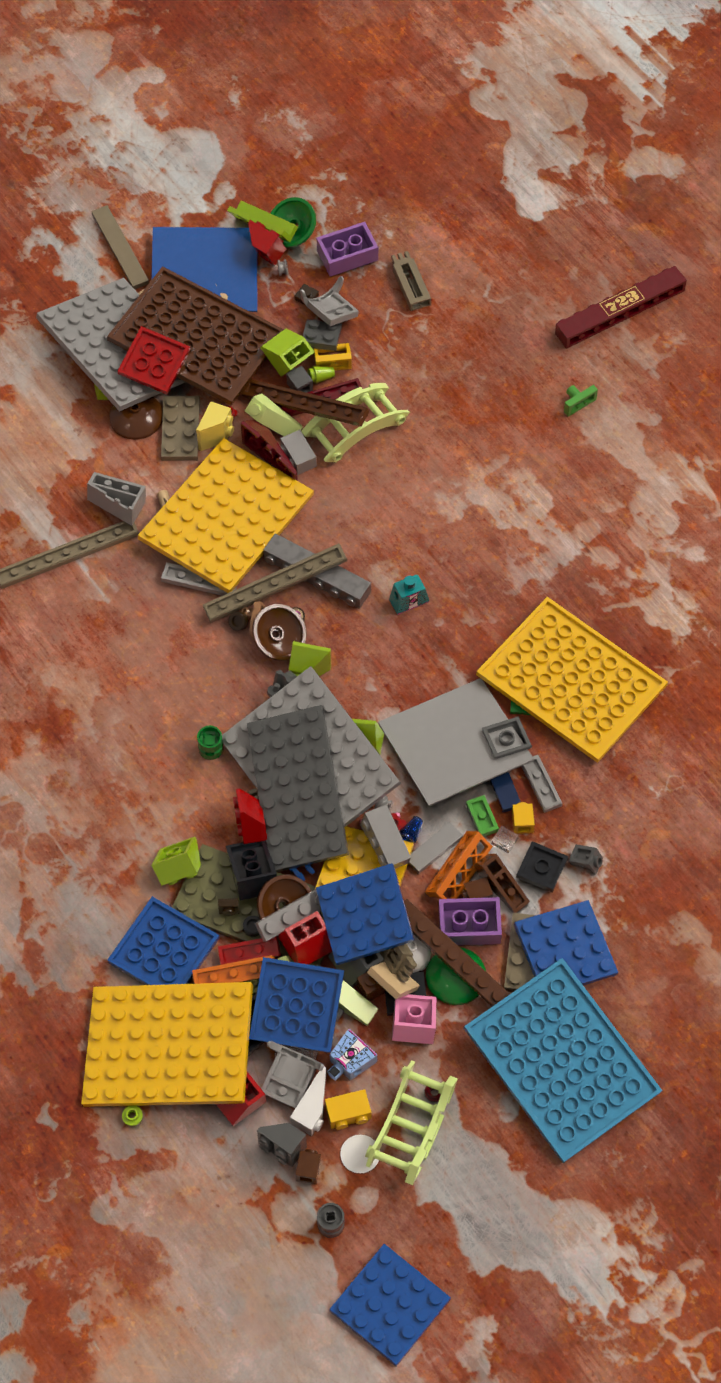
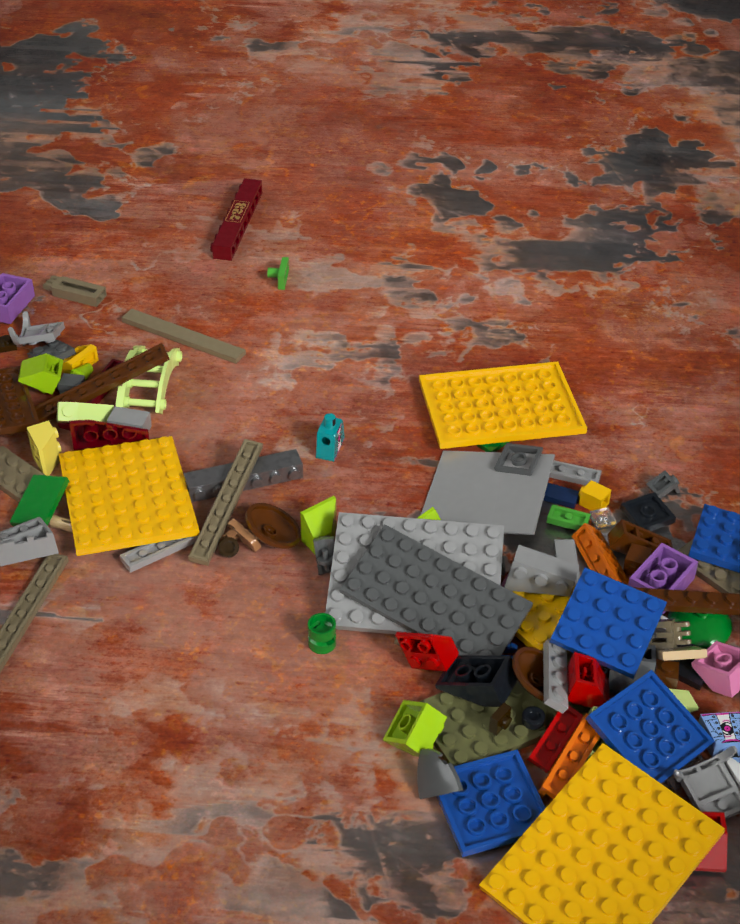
camera: 50 degrees left, 20 degrees down
(146, 901) = (435, 775): none -> dark grey brick
(166, 470) = (40, 499): none -> green tile
(434, 399) = (184, 336): none -> dark tan tile

